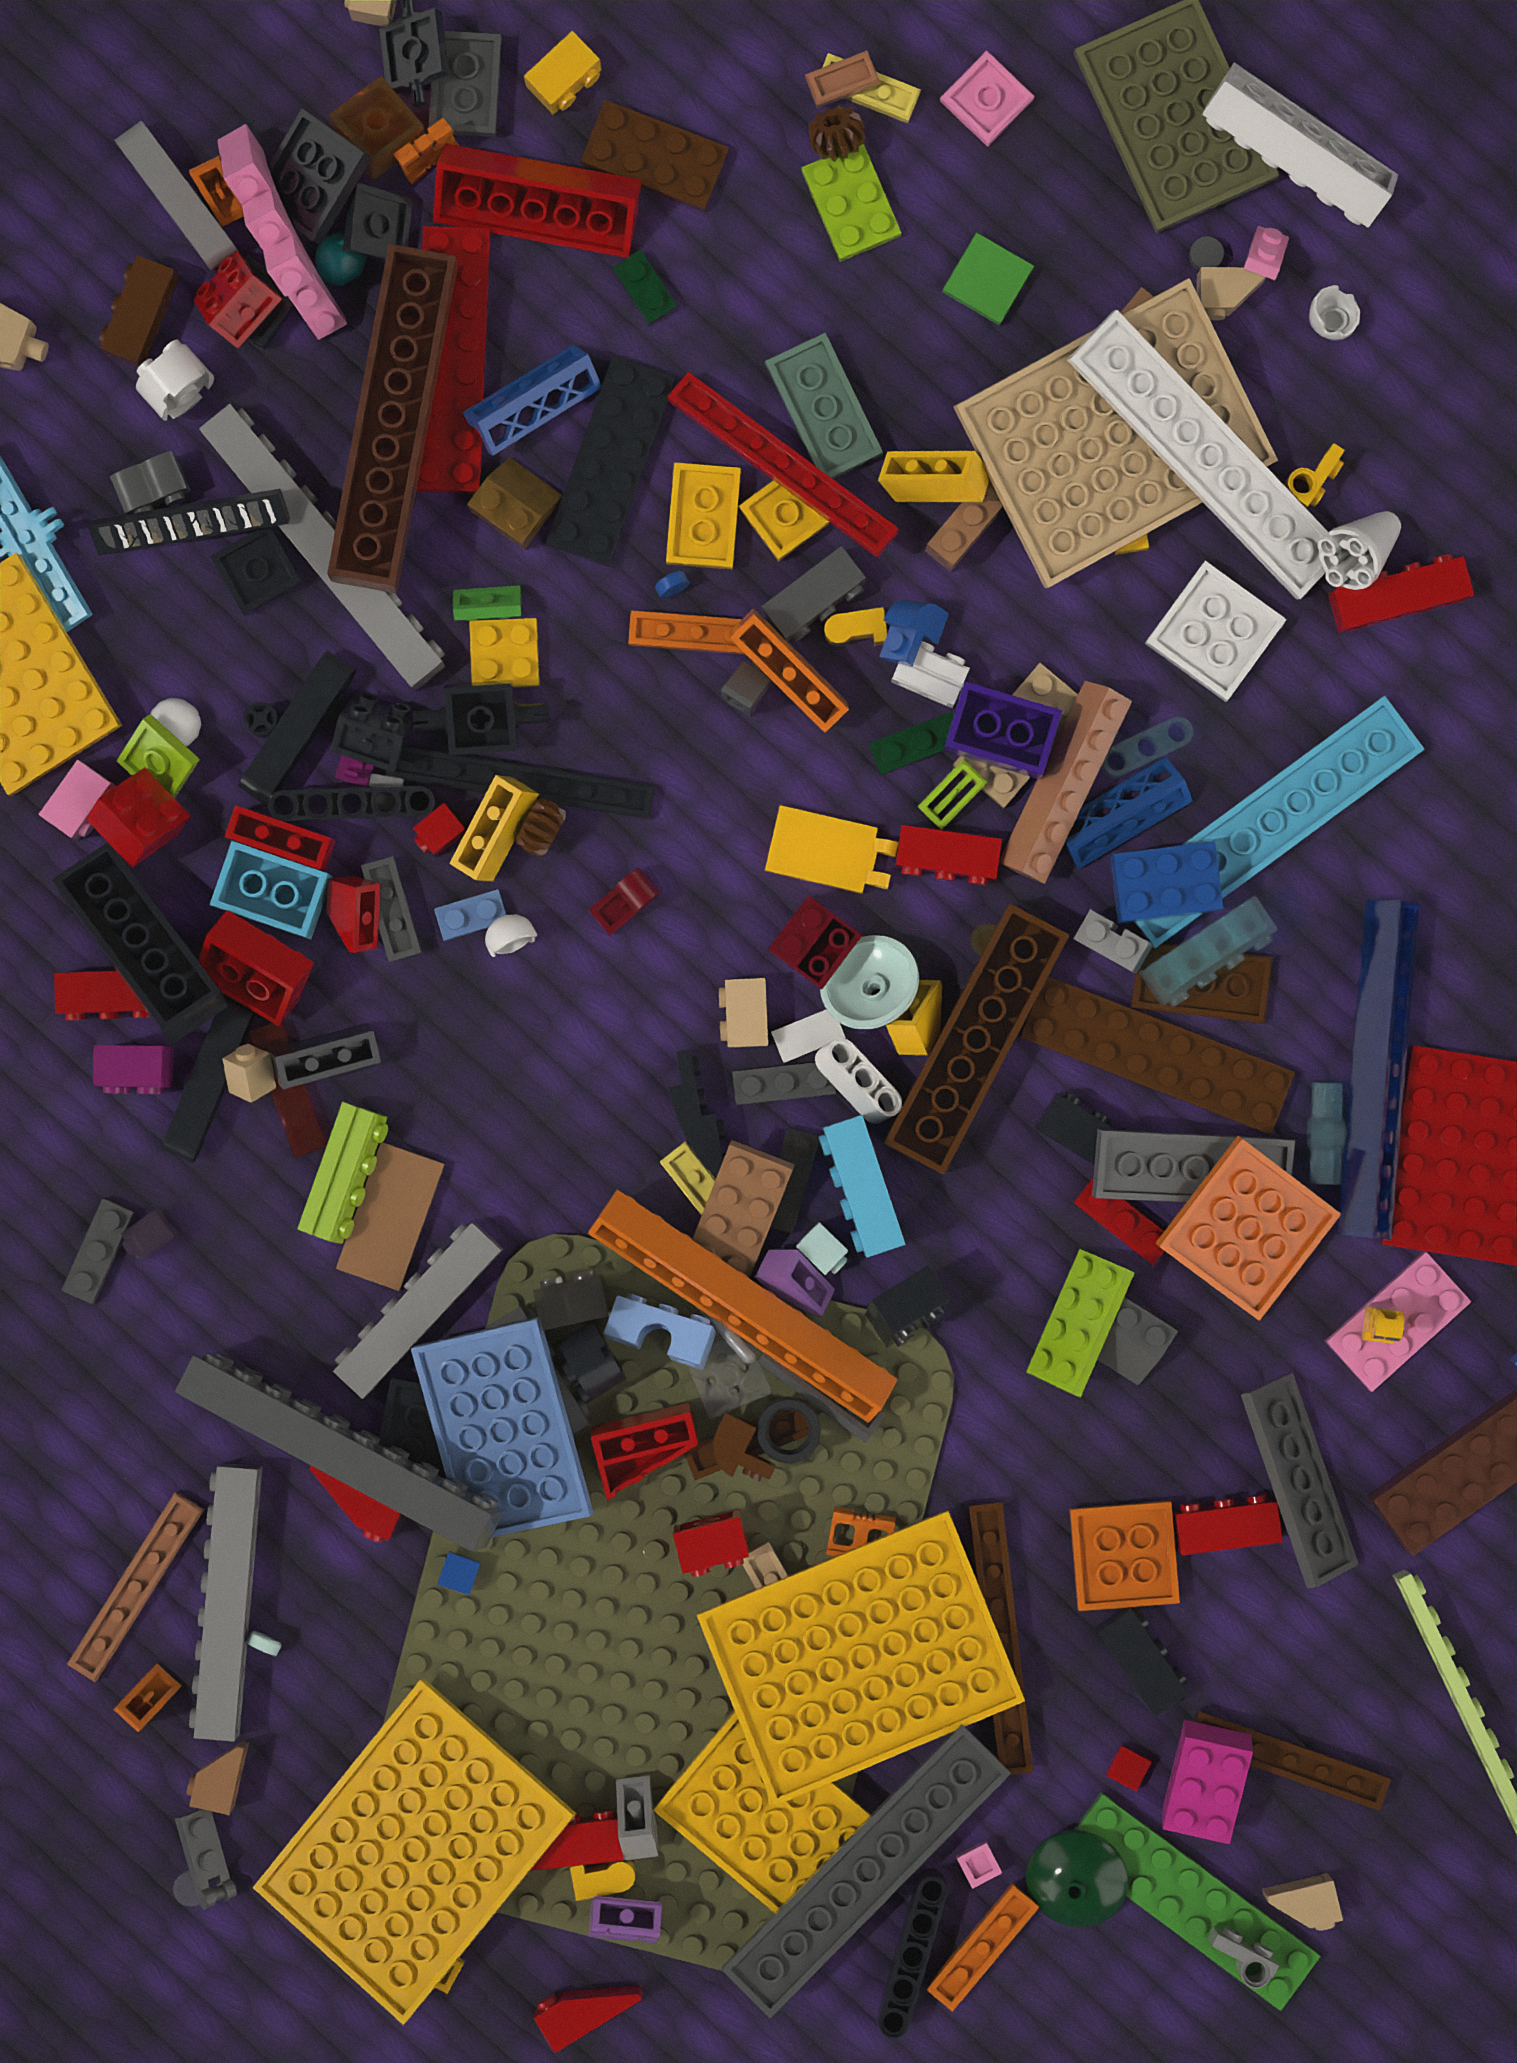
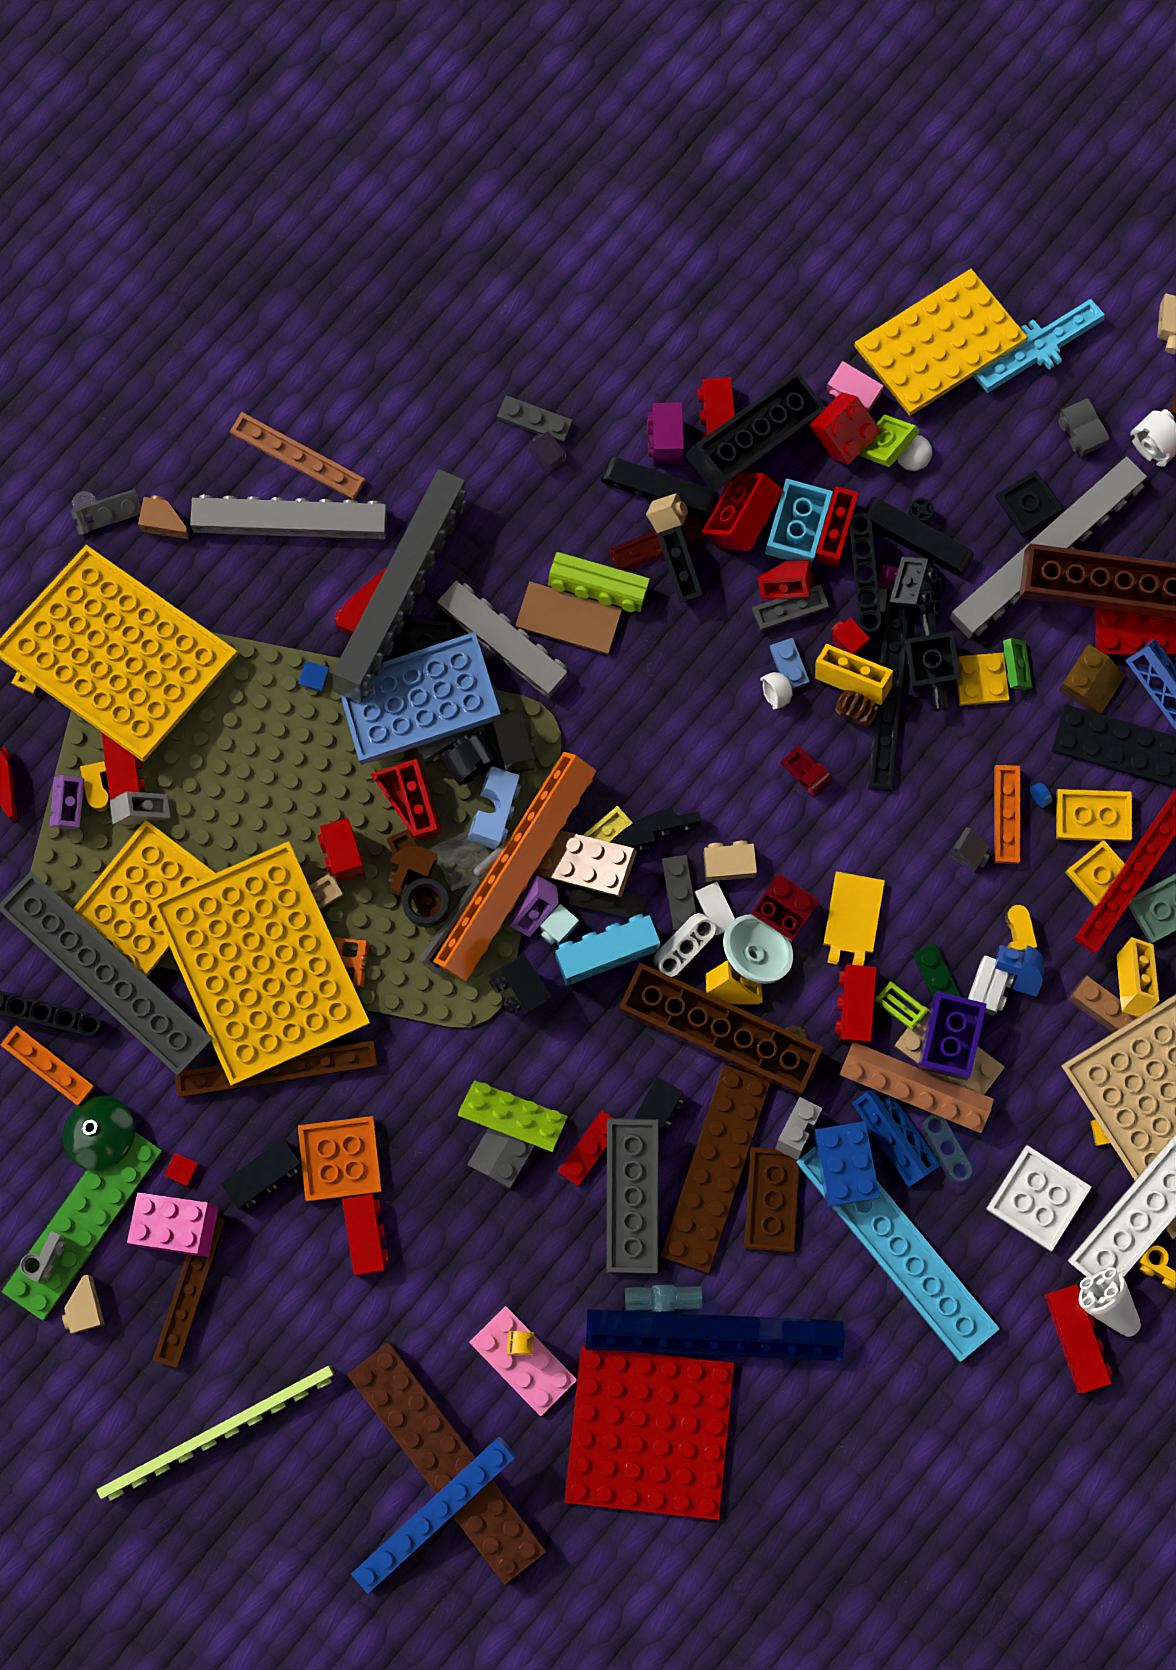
camera: 85 degrees right, 10 degrees down
(147, 1697) = (218, 466): orange slope -> none
(189, 522) = (1059, 453): tile -> none
(264, 1643) = (260, 544): light aqua tile -> none
(789, 670) = (985, 878): orange brick -> none
(814, 595) = (1041, 897): dark grey brick -> none
(978, 1864) = (108, 1060): bright pink plate -> none
(1208, 951) = (796, 1198): clear light blue brick -> none
(1248, 1228) = (589, 1239): orange plate -> none
(1299, 1480) = (400, 1287): dark grey plate -> none

